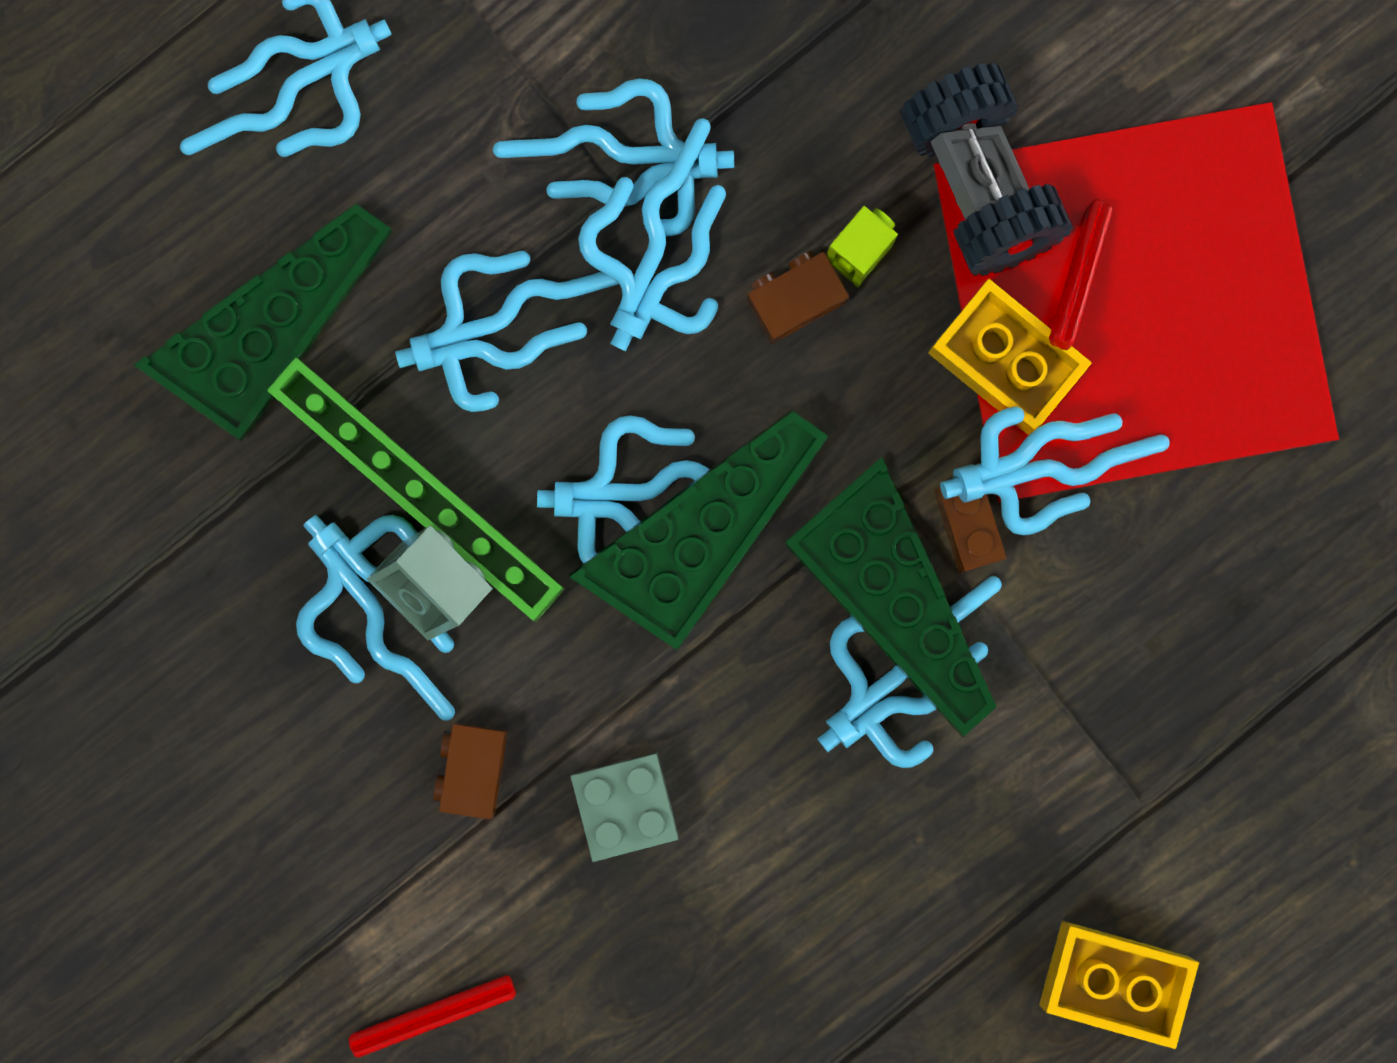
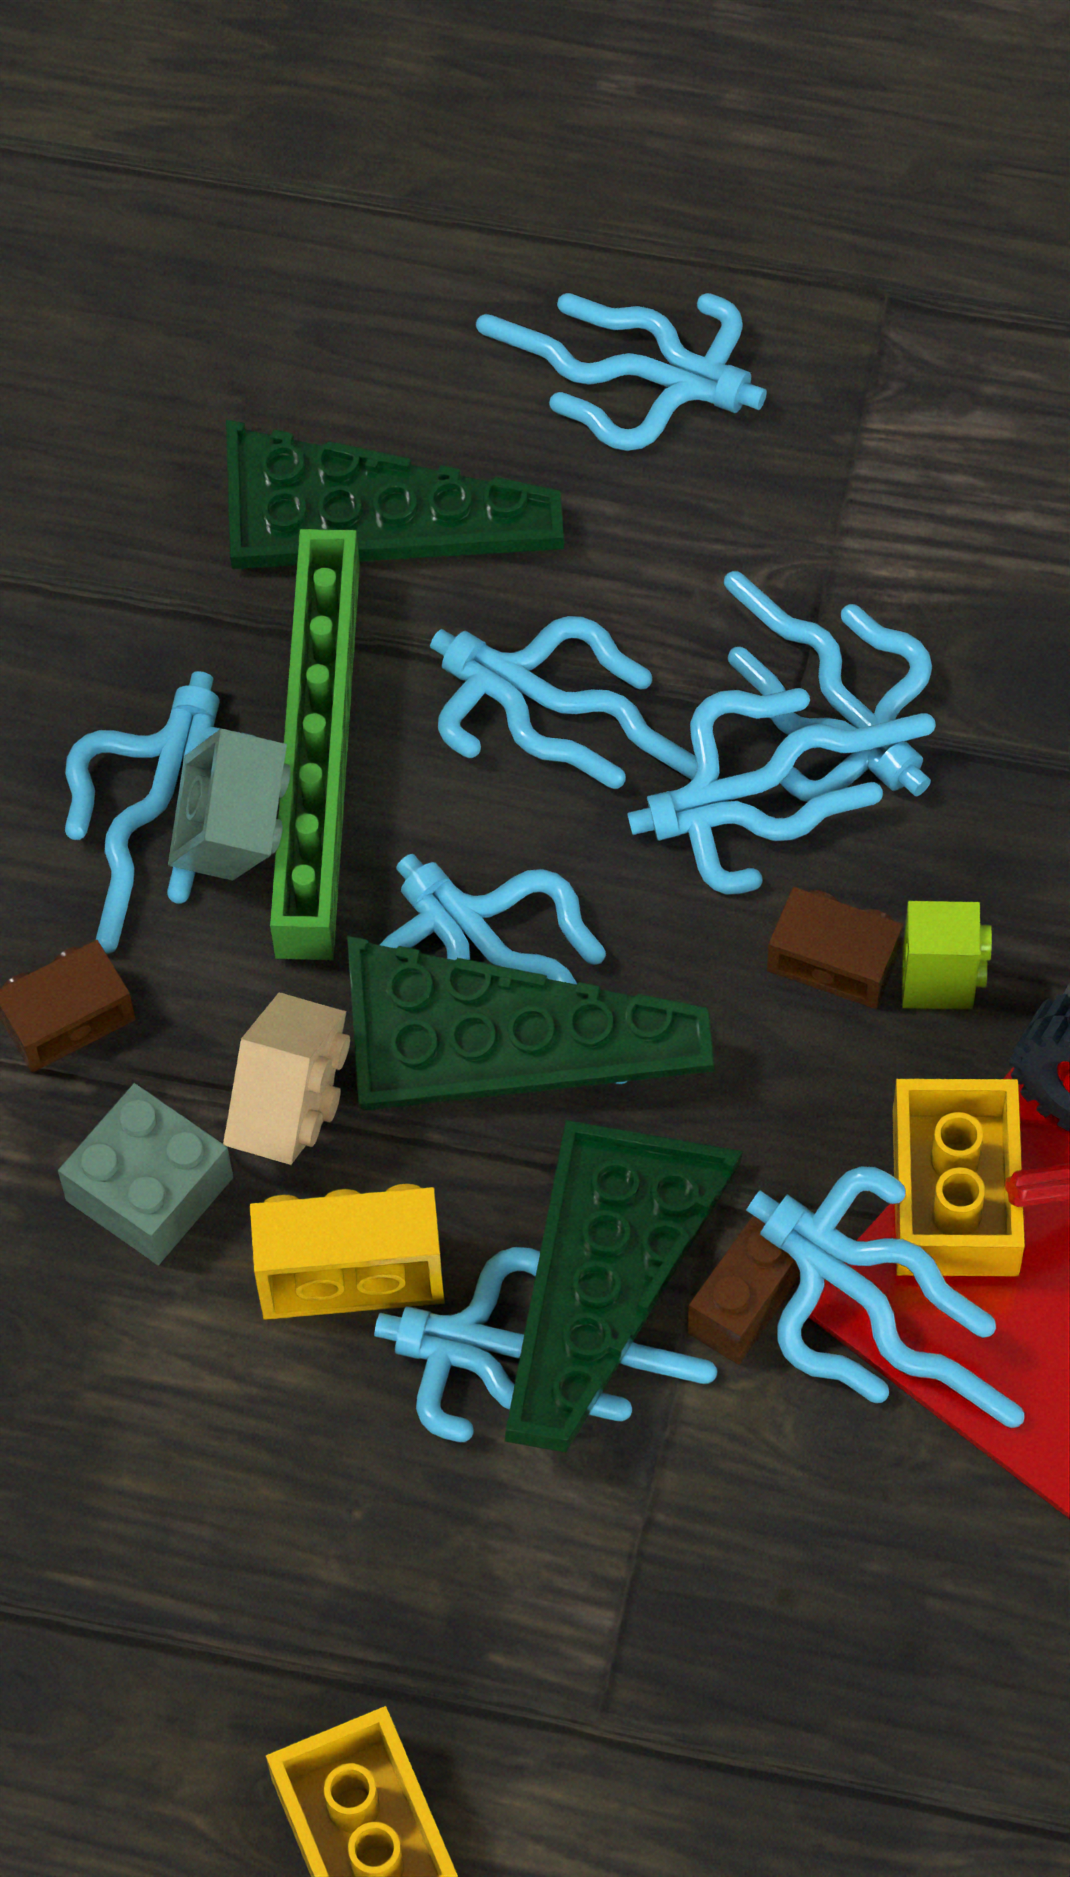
camera: 55 degrees right, 25 degrees down
(643, 687) = (286, 1078): none -> tan brick
(774, 734) = (346, 1252): none -> yellow brick

